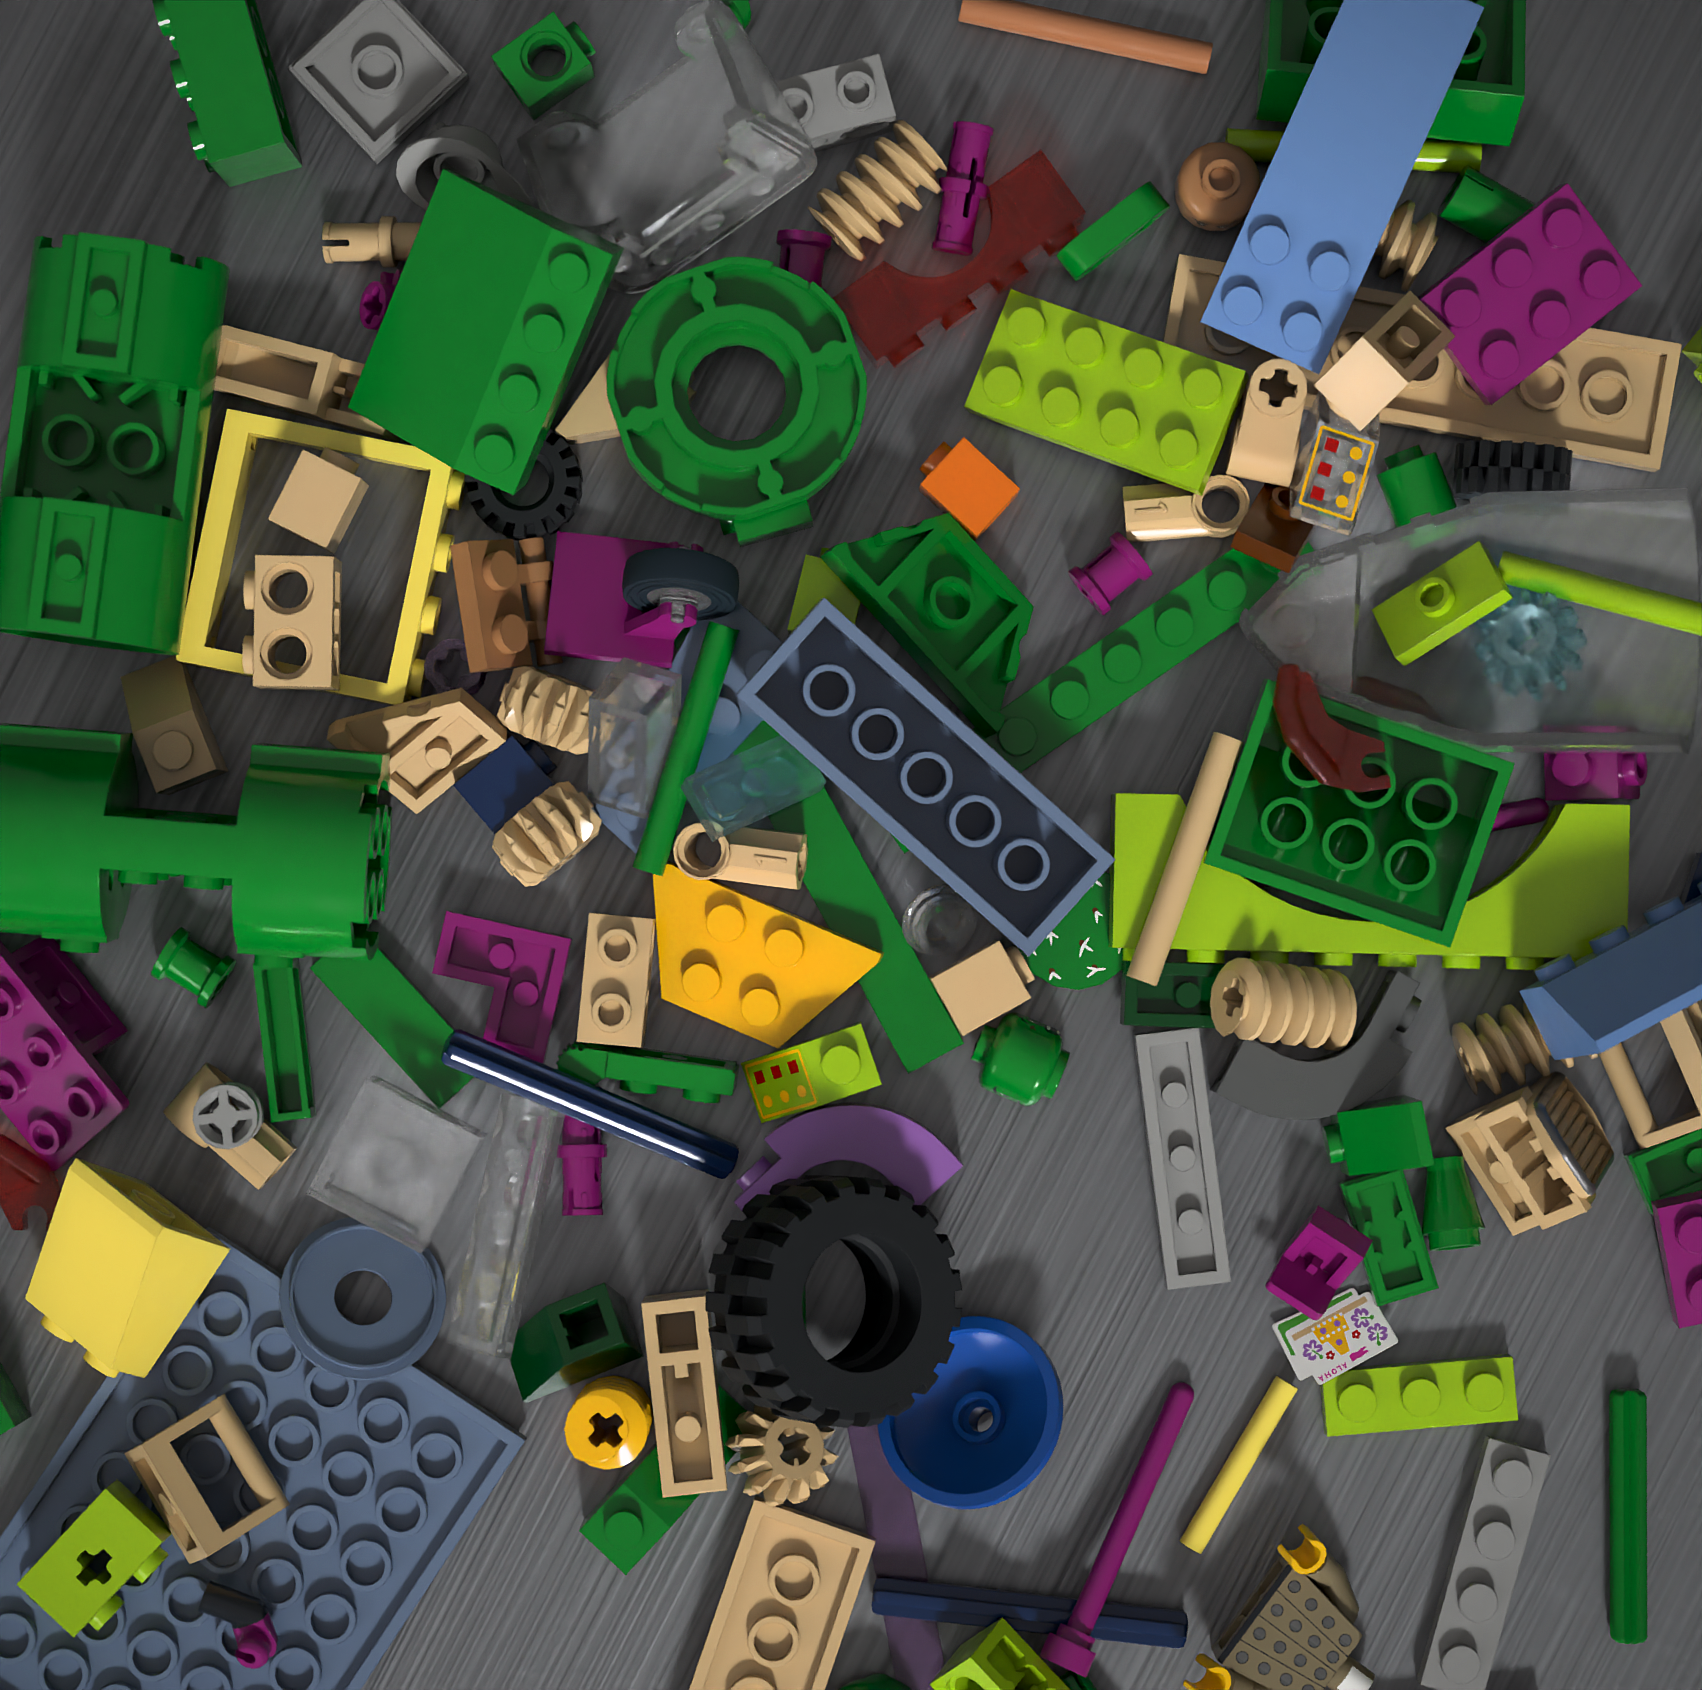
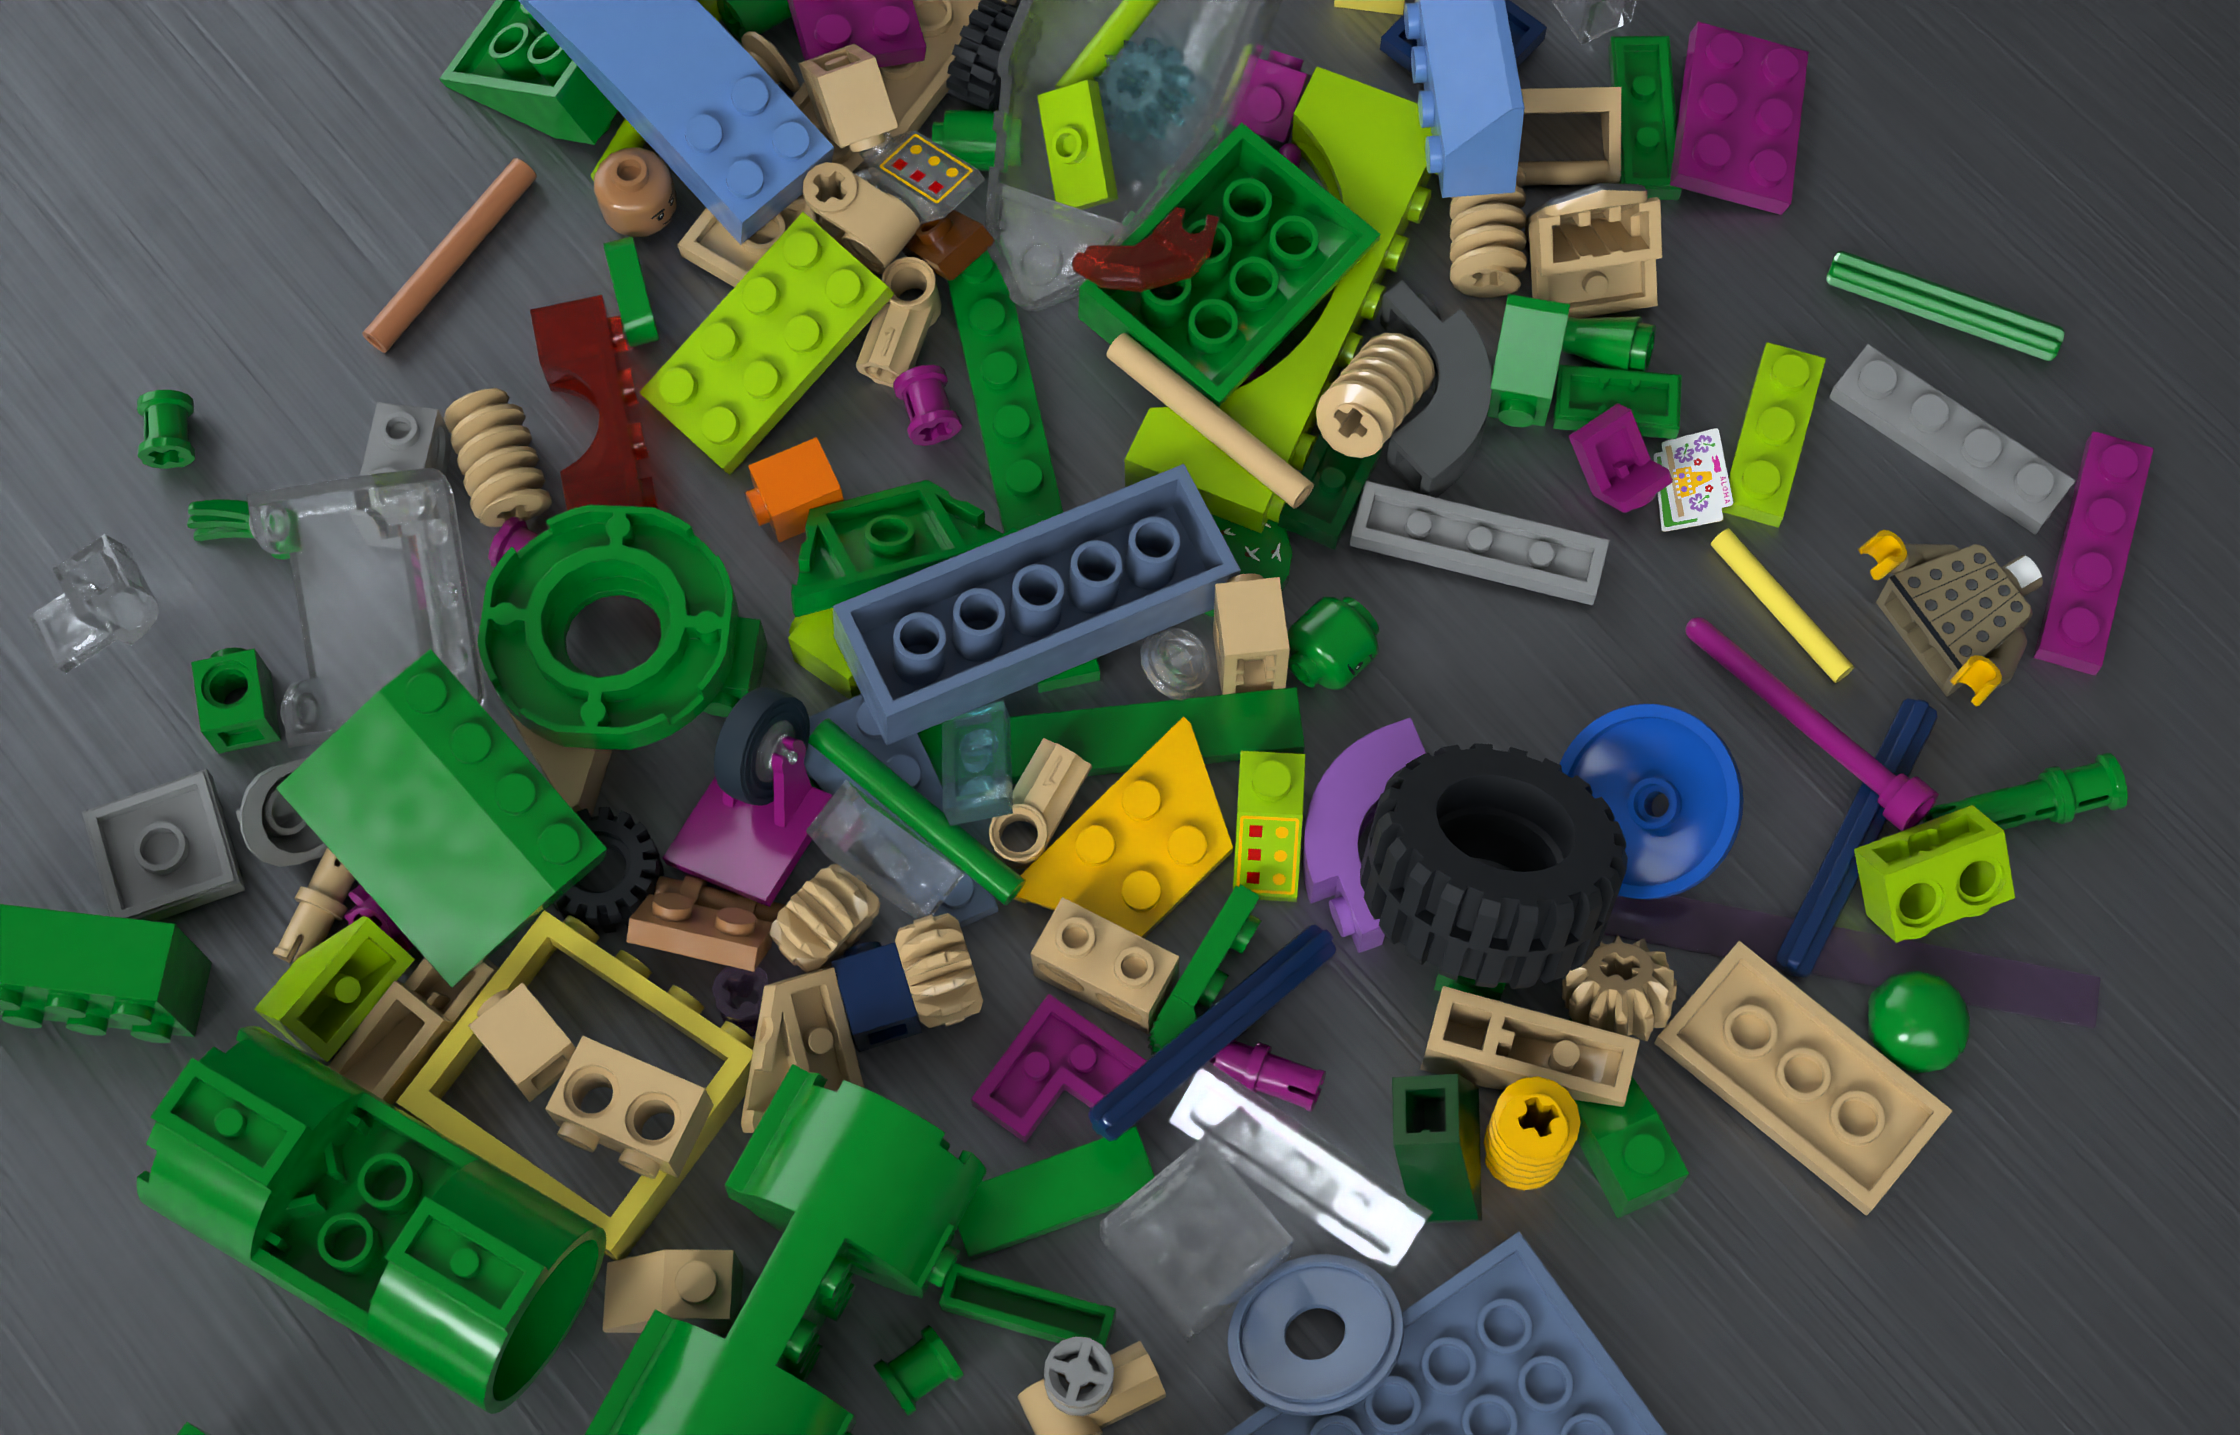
camera: 65 degrees left, 20 degrees down
(304, 299) = (334, 987): none -> lime slope
(962, 188) = (535, 397): magenta pin -> none

